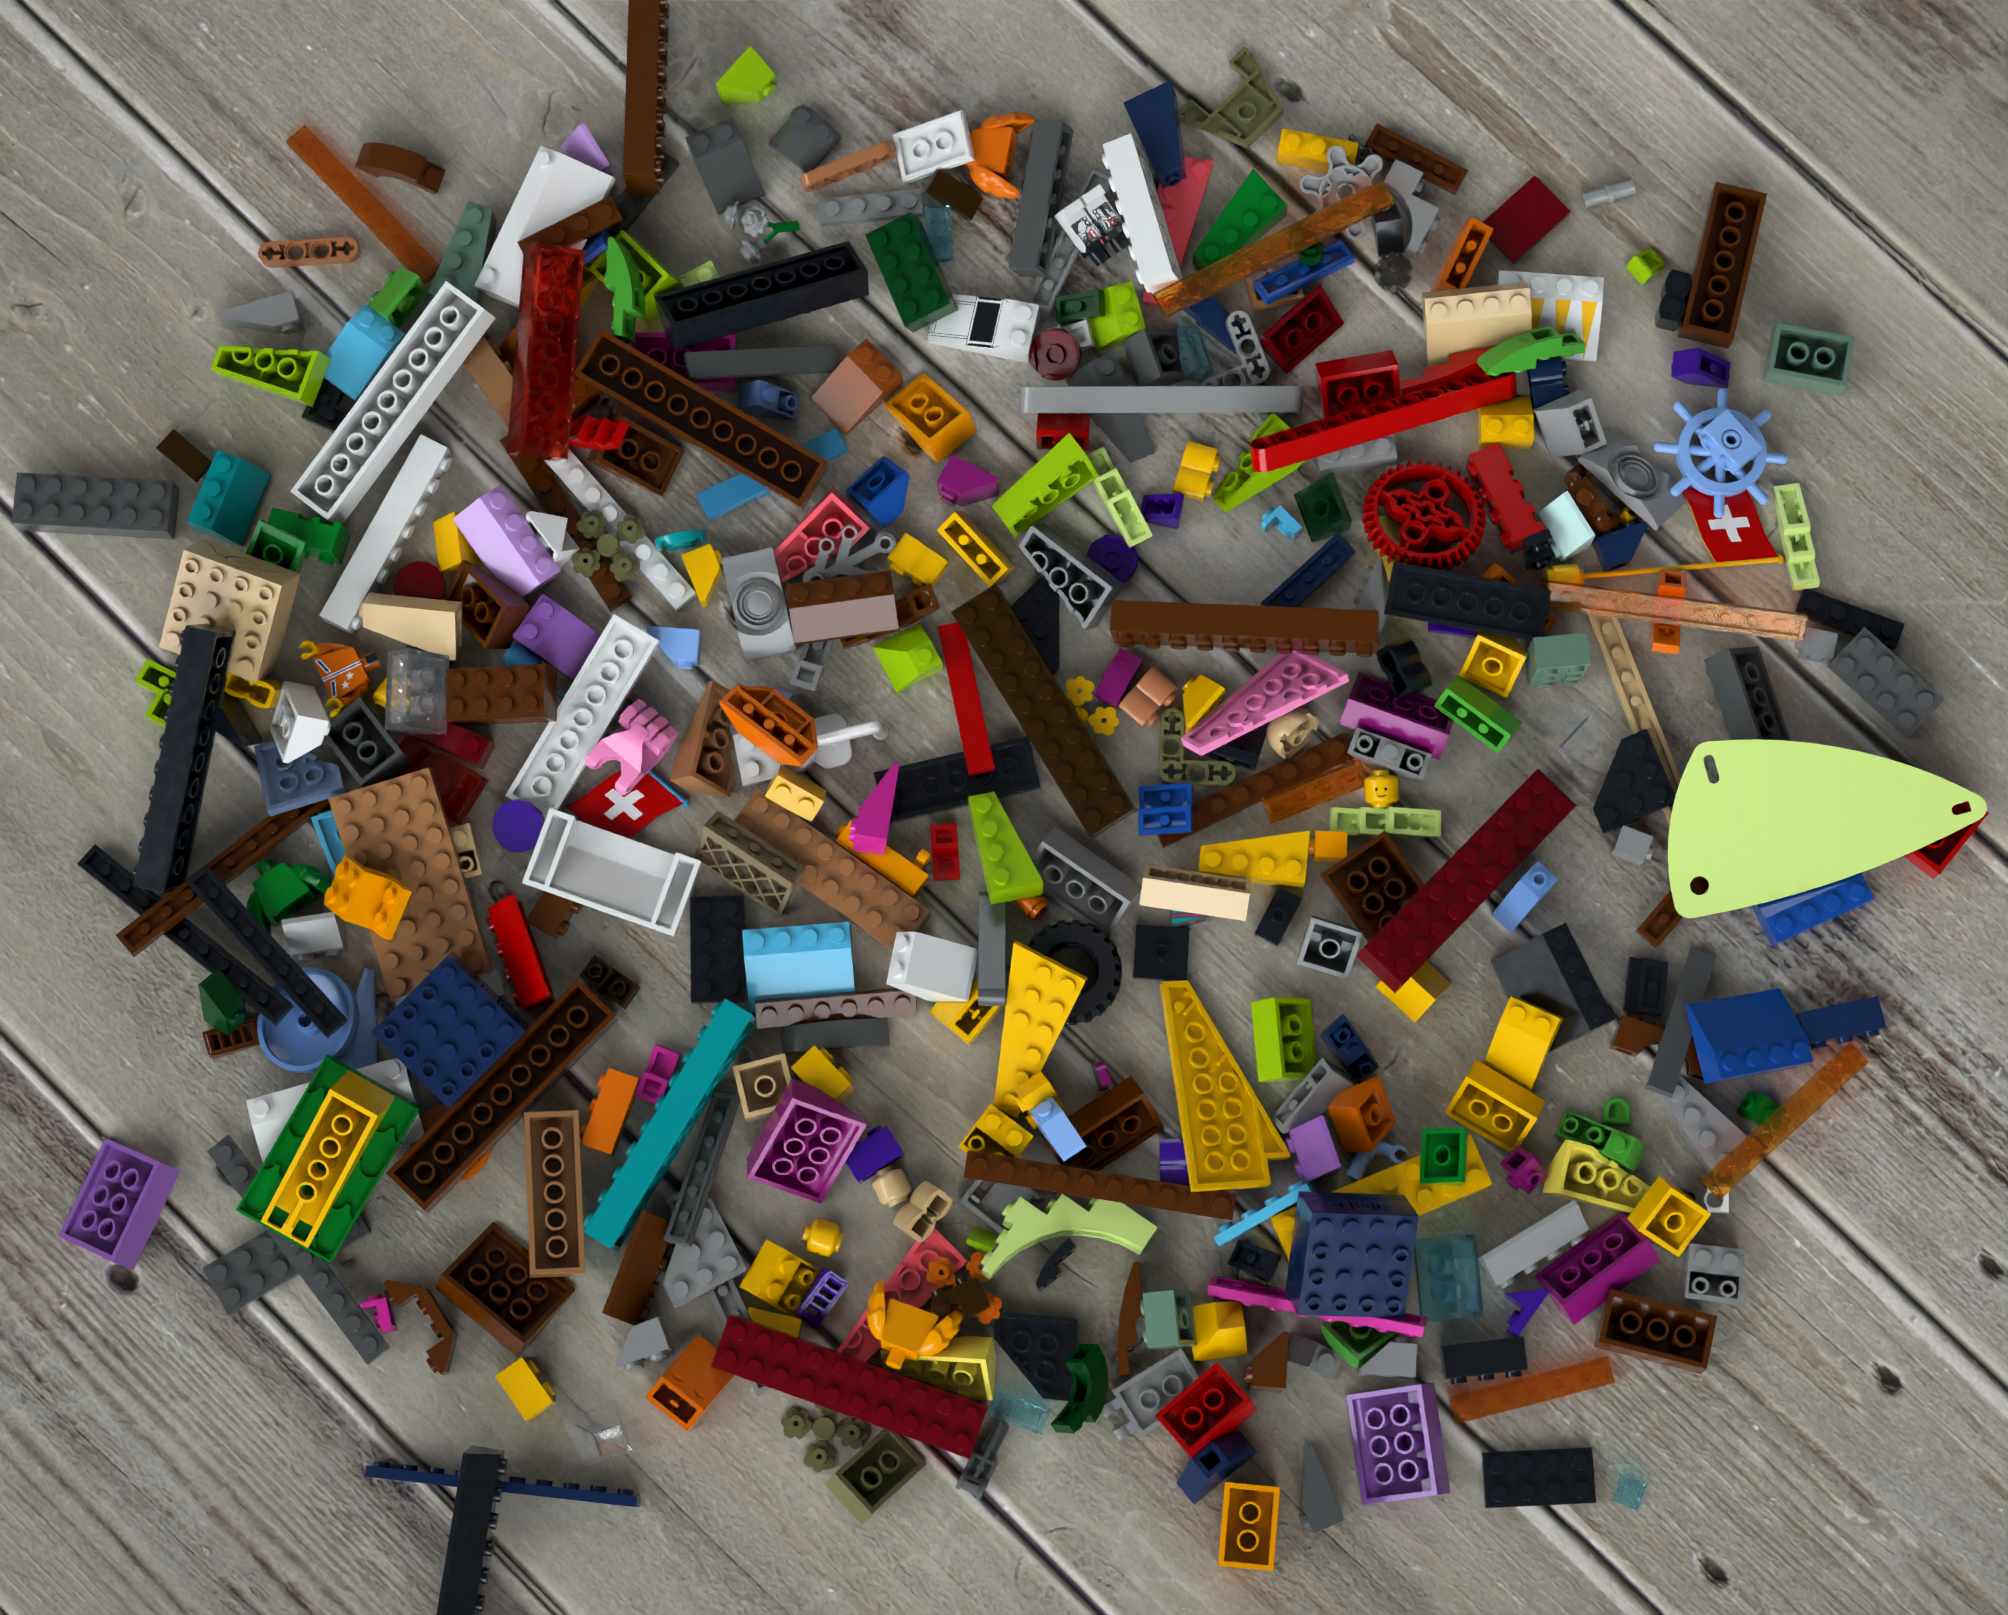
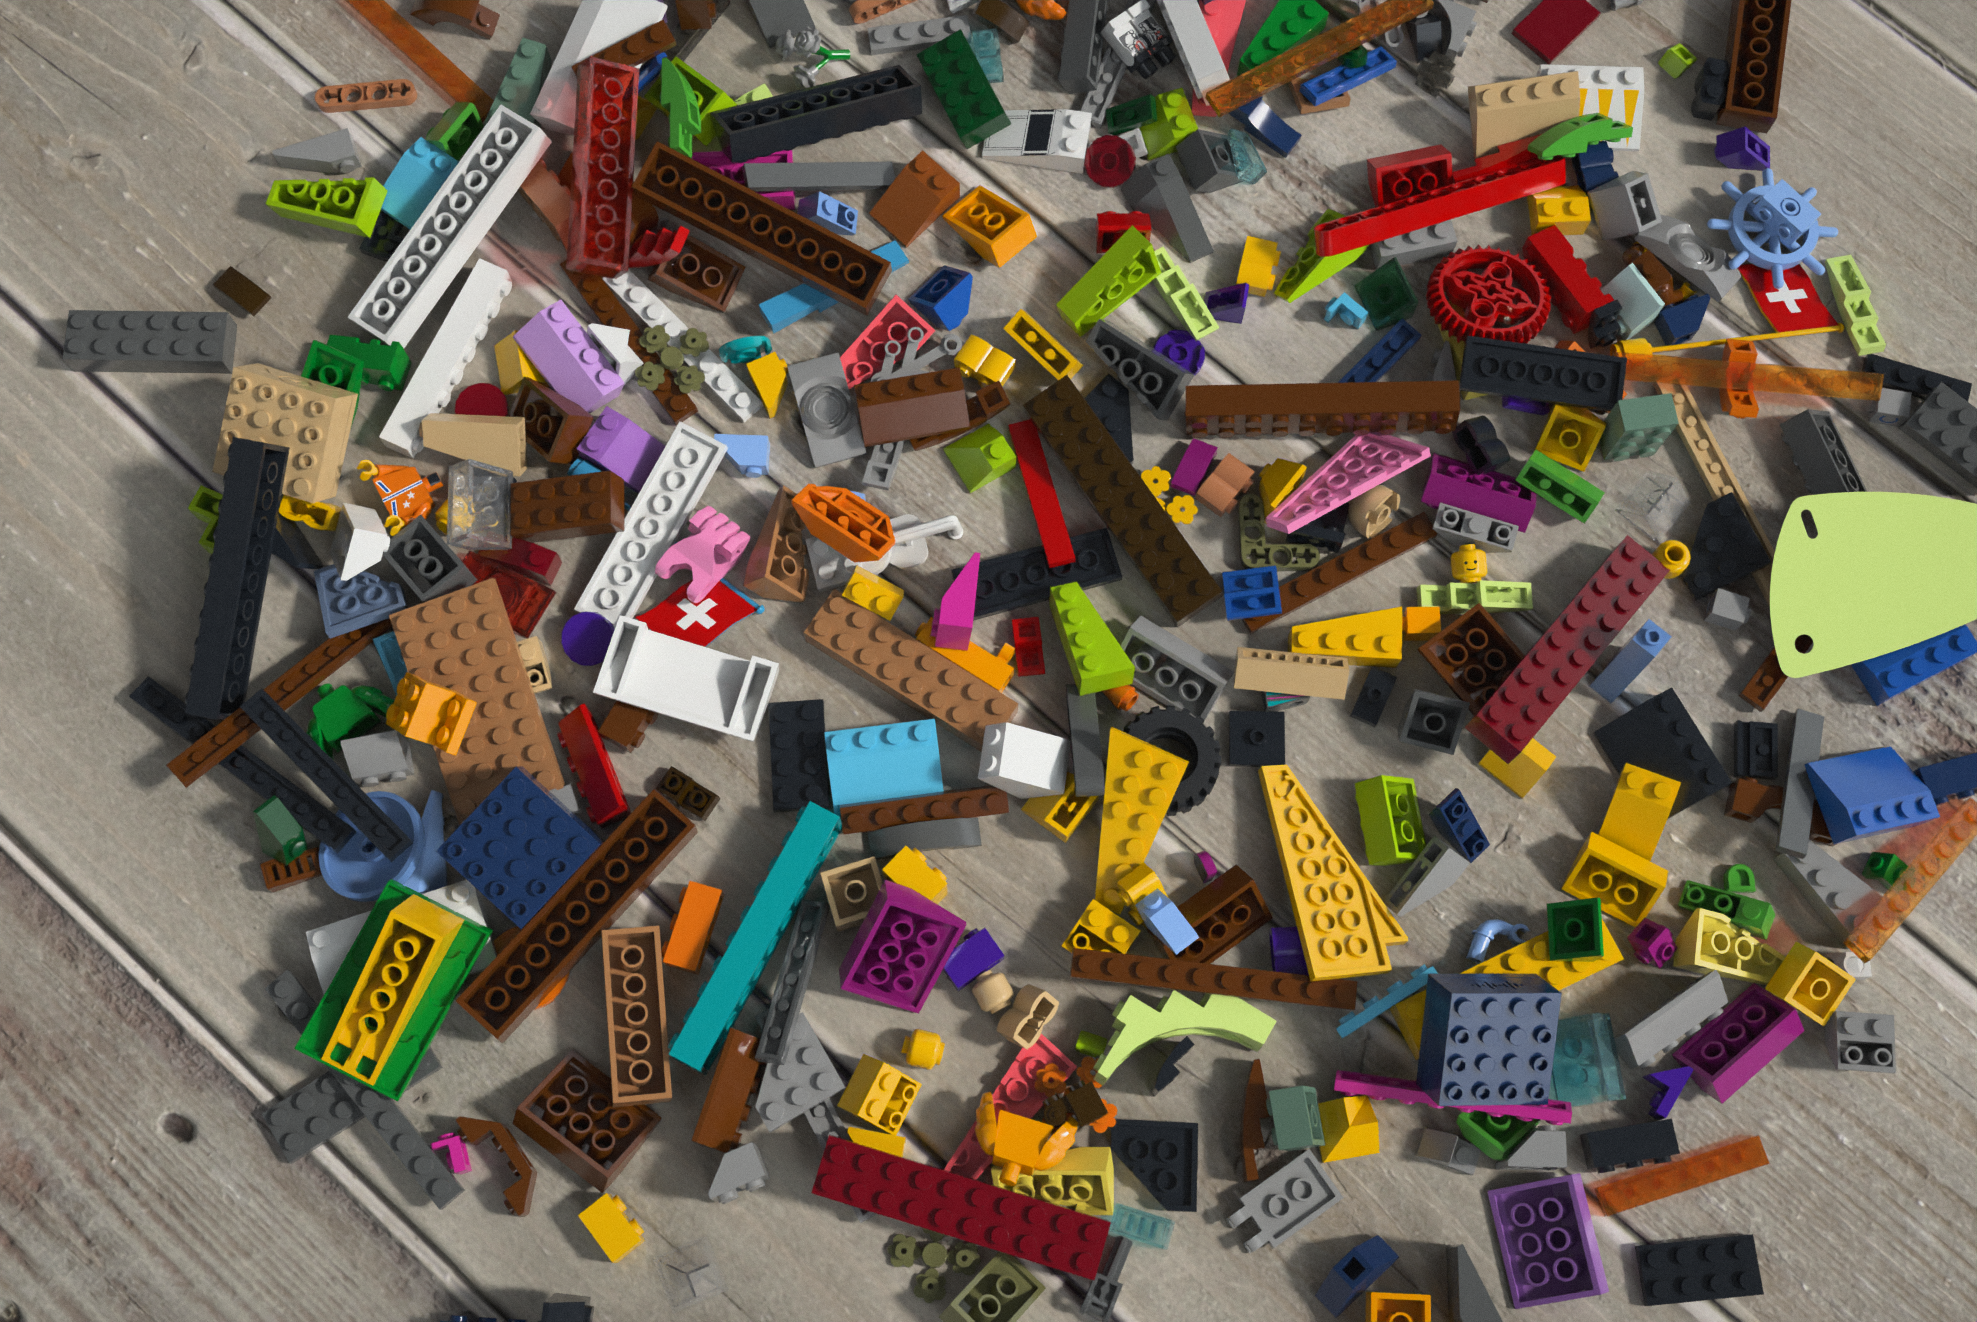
camera: 10 degrees left, 5 degrees down
(119, 1204) = (172, 1049): medium lavender slope -> none
(228, 498) = (285, 328): teal slope -> none
(658, 1073) = (741, 885): dark pink slope -> none
(690, 1384) = (788, 1214): orange slope -> none
(754, 854) = (833, 652): dark tan fence -> none
(835, 1294) = (932, 1118): dark purple slope -> none
(965, 483) = (1030, 284): magenta slope -> none
(995, 1202) = (1103, 1003): light grey container -> none
(1088, 1391) = (1215, 1198): dark green arch -> none
(1160, 399) = (1218, 196): light grey beam -> none
(1206, 1410) = (1342, 1215): red slope -> none
(1243, 370) = (1295, 170): light grey beam -> none
(1254, 1260) = (1380, 1051): black slope -> none
(1269, 1367) = (1412, 1162): reddish brown slope -> none
(1301, 329) = (1349, 129): dark red slope -> none
(1313, 1150) = (1436, 931): medium lavender slope -> none
(1314, 791) = (1400, 570): clear orange plate -> none
(1362, 1116) = (1480, 895): orange slope -> none
(1463, 256) = (1504, 51): orange brick -> none
(1581, 791) = (1673, 556): none -> yellow head
(1628, 1492) = (1795, 1280): clear light blue slope -> none
(1656, 1331) = (1809, 1107): reddish brown slope -> none
(1808, 359) = (1849, 136): sand green brick -> none

